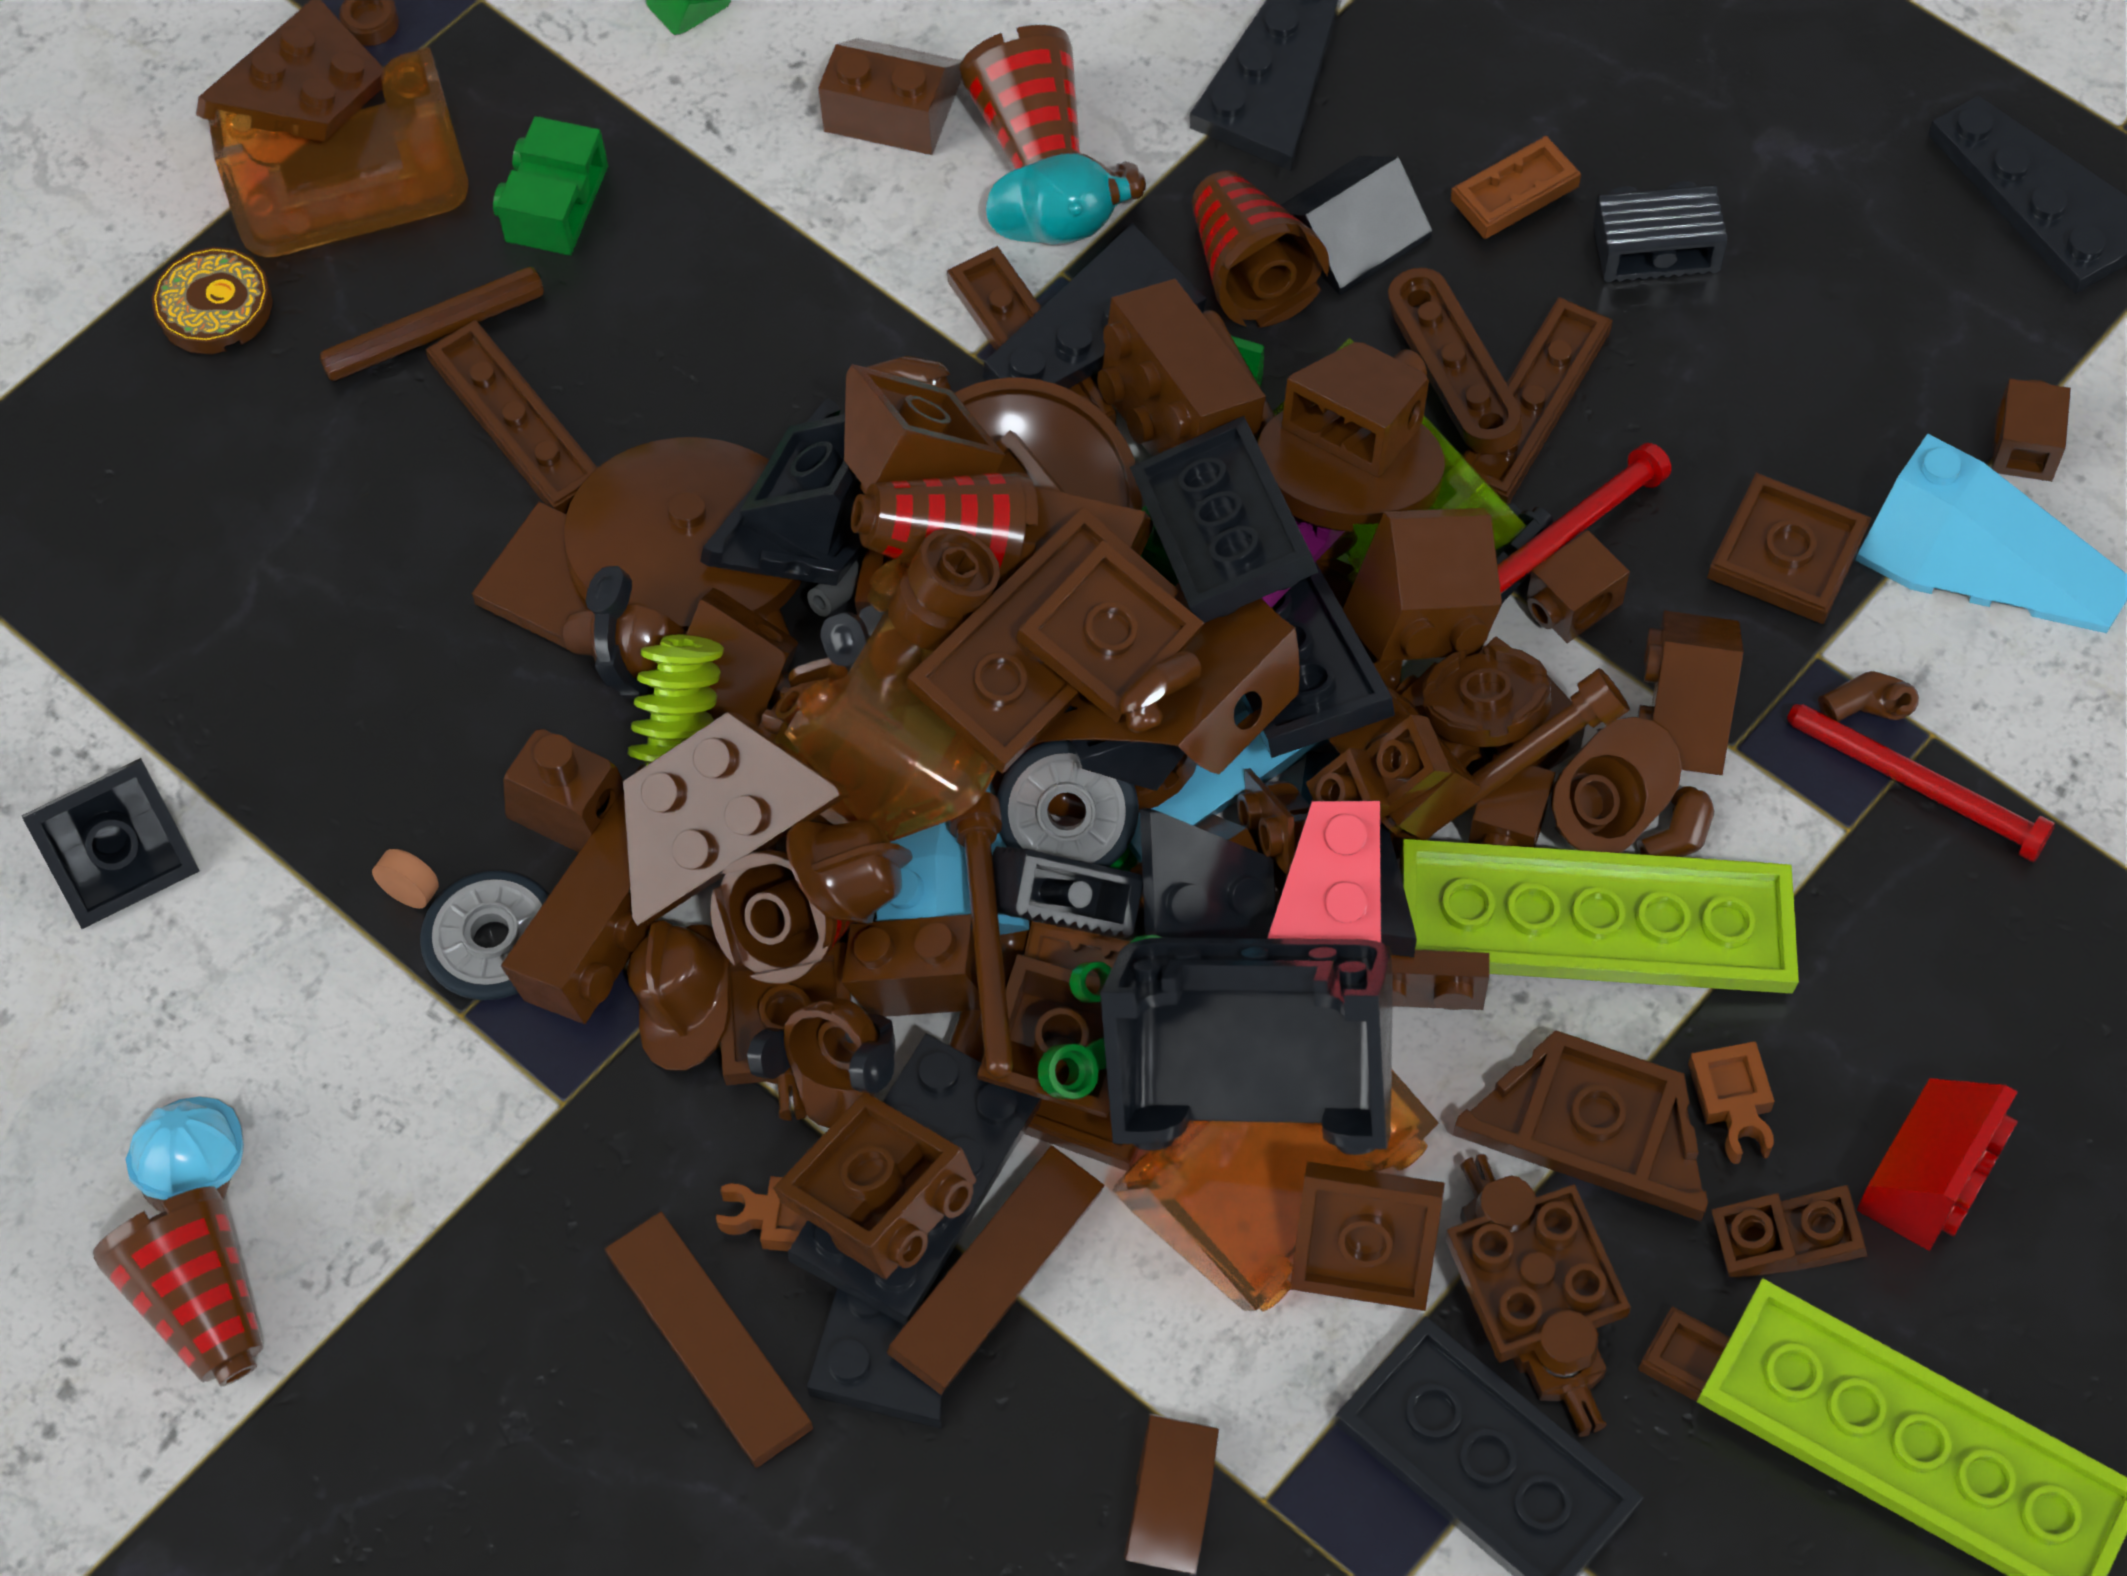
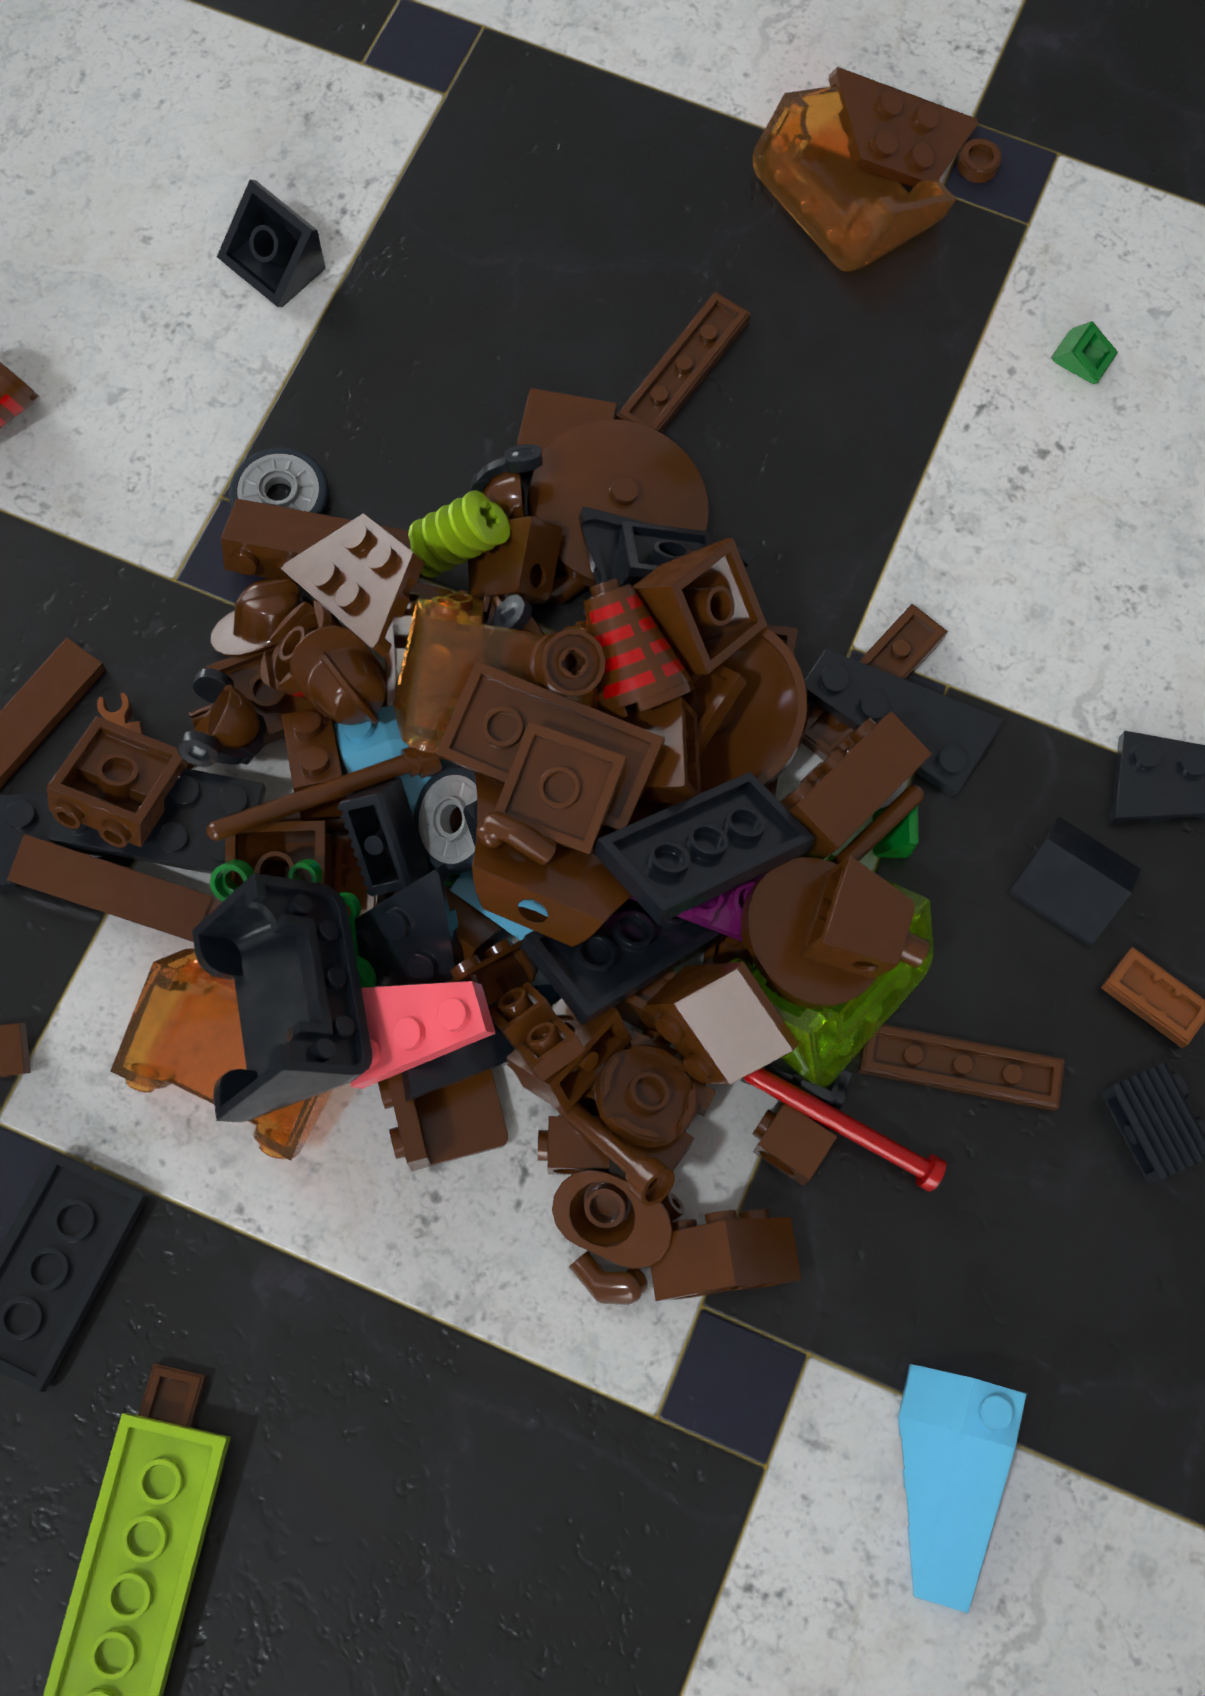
camera: 65 degrees right, 10 degrees up
(185, 1148) = (72, 370): medium azure piece -> none
(212, 300) = (707, 152): tile -> none
(405, 878) = (299, 424): nougat tile -> none
(431, 323) = (738, 289): reddish brown axle -> none
(551, 186) = (878, 321): green brick -> none
(560, 788) = (385, 486): reddish brown torso -> none
(888, 94) = (1056, 512): reddish brown slope -> none
(916, 369) = (814, 611): reddish brown arm -> none
(1026, 92) = (1075, 611): reddish brown cone -> none
(1060, 198) = (1004, 663): teal hair -> none
(1256, 251) = (1008, 811): reddish brown cone -> none
(1366, 1235) = (189, 1134): reddish brown tile -> none
(1455, 361) = (966, 993): reddish brown plate -> none
(1538, 1284) = (184, 1264): reddish brown piece -> none
(1596, 1121) = (337, 1281): reddish brown wing -> none
(1606, 914) = (504, 1238): lime plate -> none
(1734, 1090) = (392, 1378): dark orange plate -> none
(1789, 548) = (893, 1306): reddish brown plate -> none
(1789, 1234) = (288, 1452): reddish brown slope -> none
(1871, 694) = (781, 1407): reddish brown arm -> none
(1924, 780) = (714, 1470): red bar -> none
(1940, 1159) = (362, 1556): red slope -> none
(2031, 429) = (1082, 1485): reddish brown brick -> none

